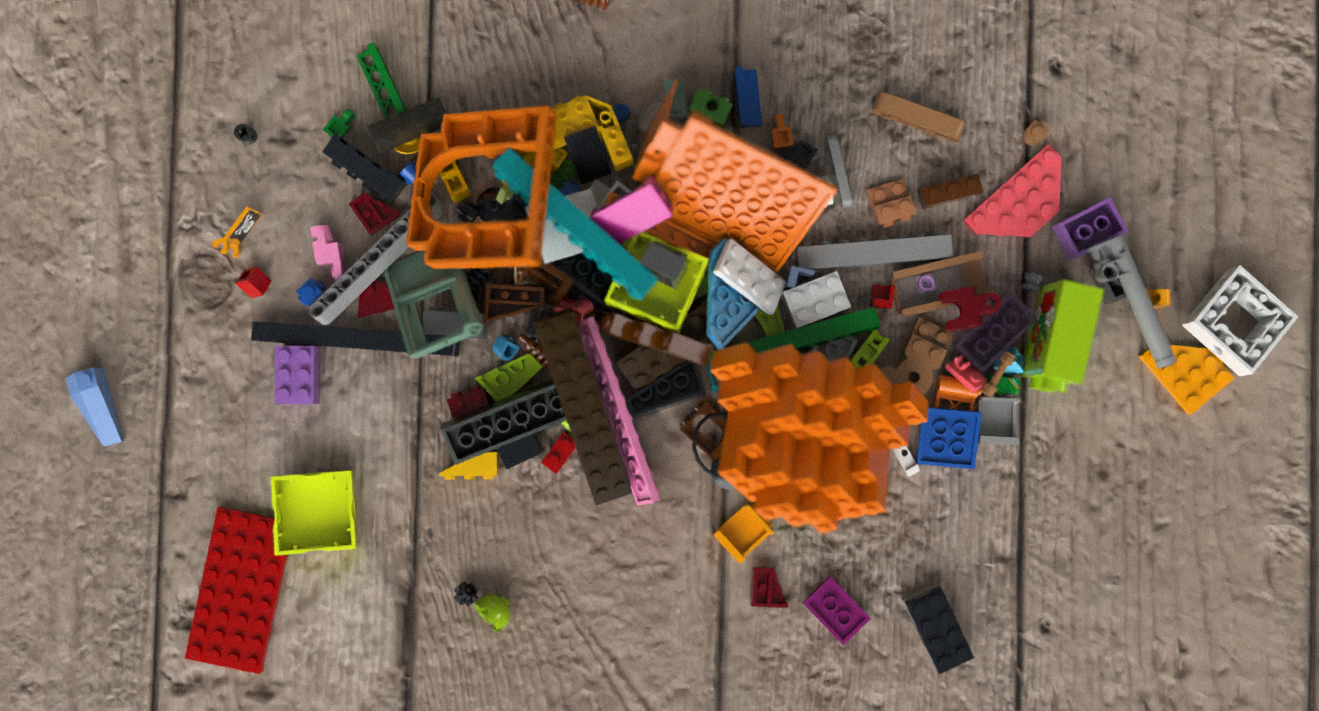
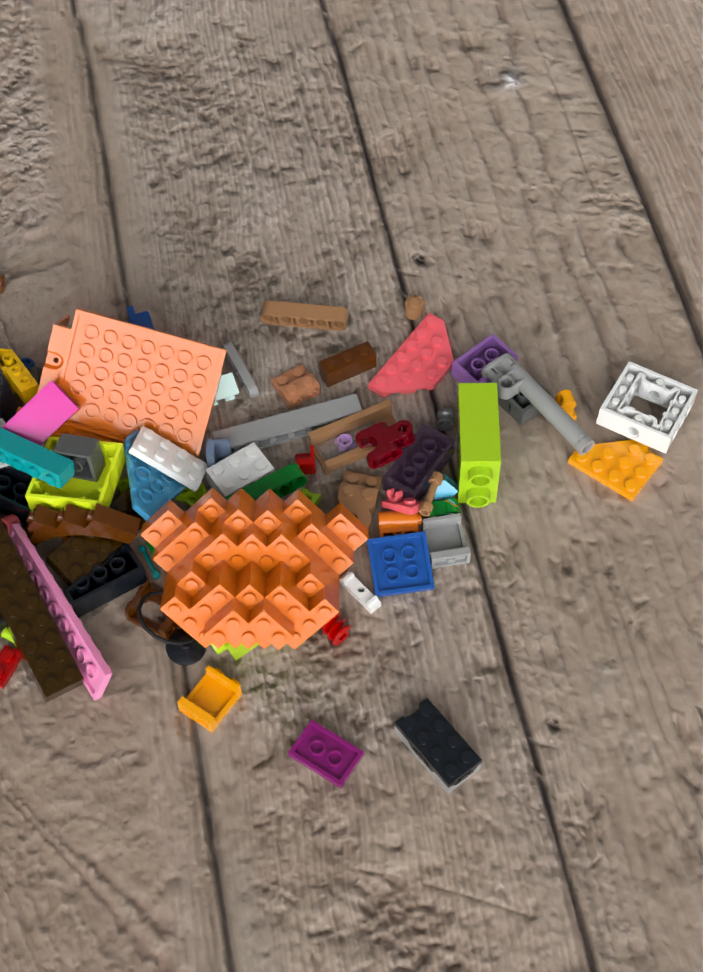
camera: 15 degrees left, 30 degrees down
(766, 589) = (246, 749): dark red wing -> none

